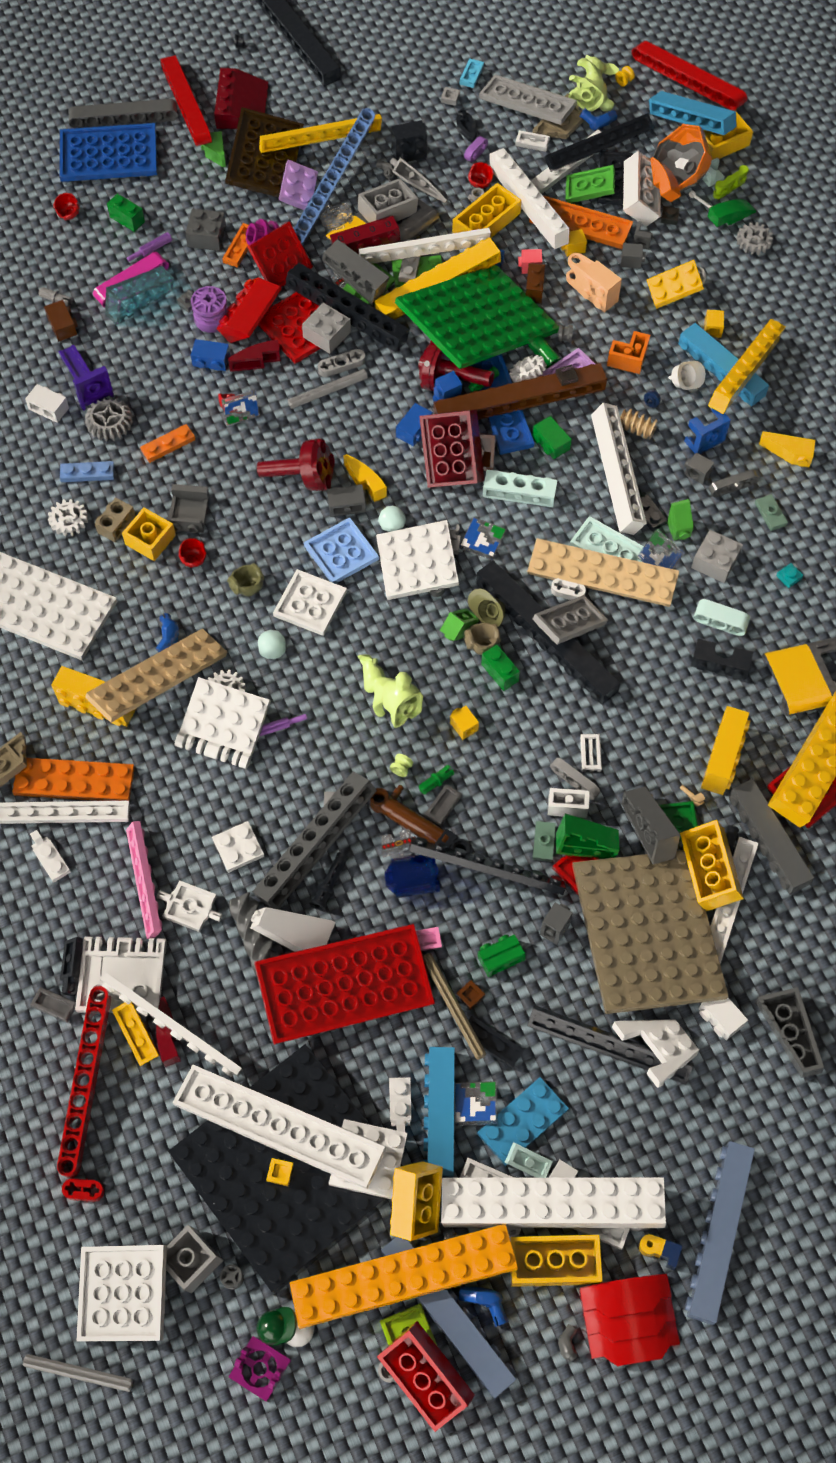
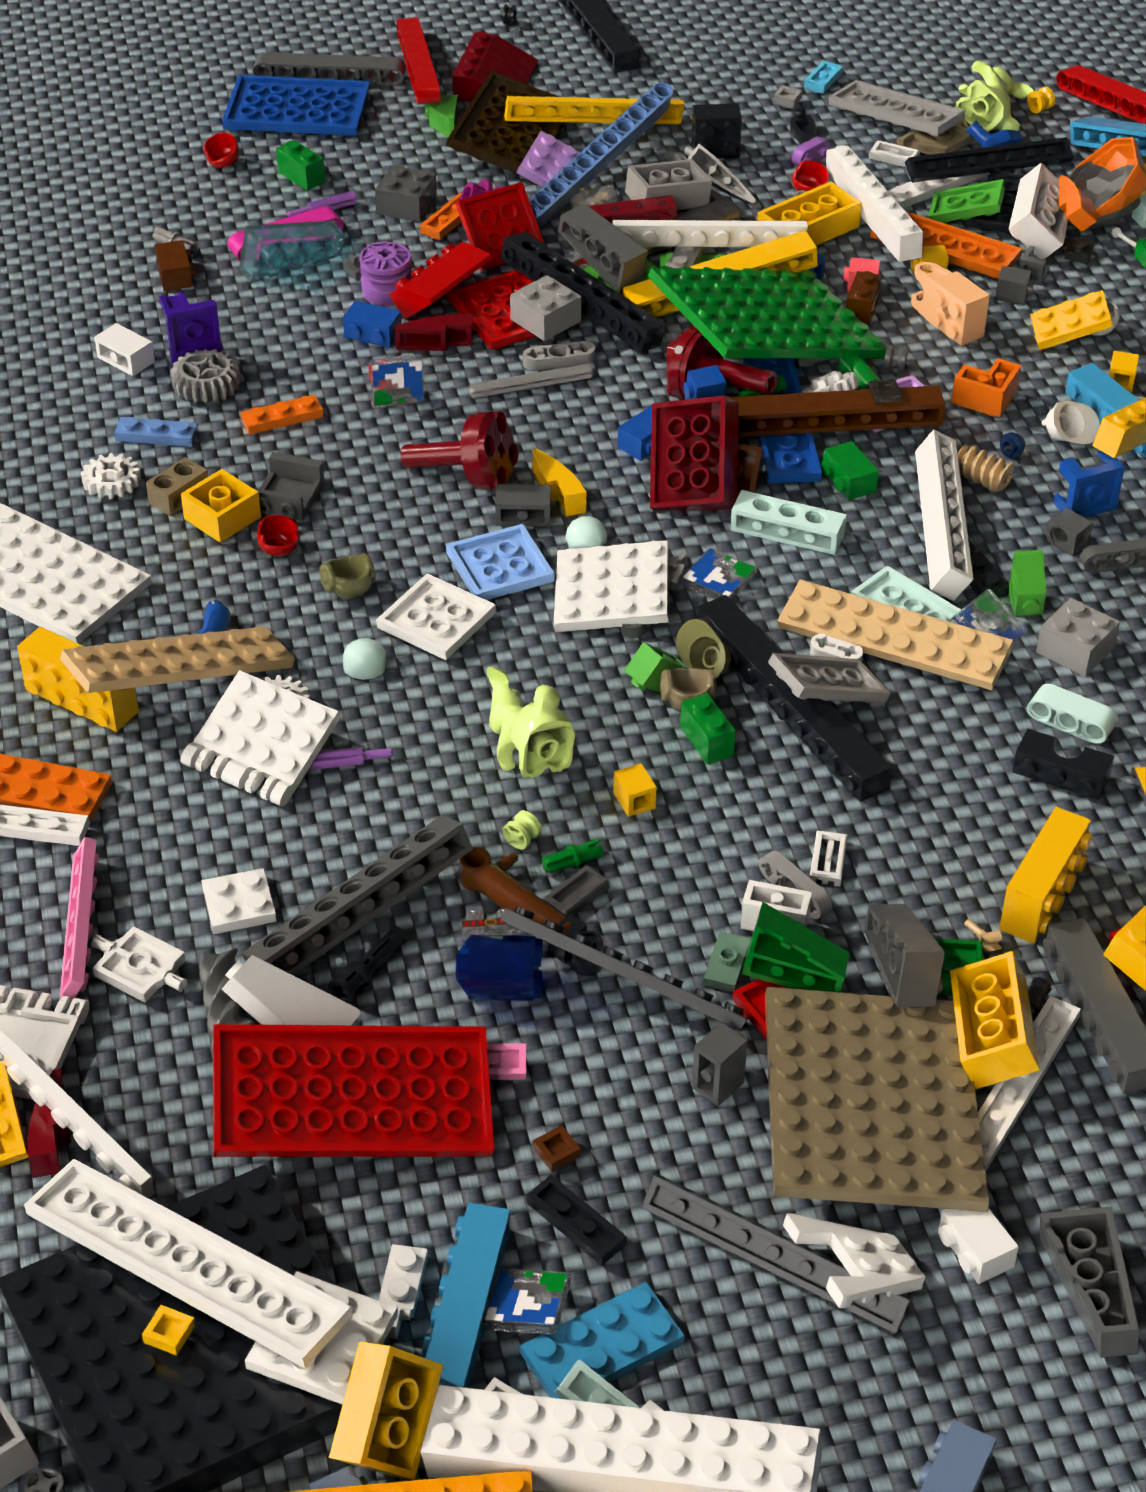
camera: 10 degrees right, 20 degrees down
(454, 1006) = (525, 1157): dark tan axle -> none
(501, 955) = (620, 1100): green brick -> none

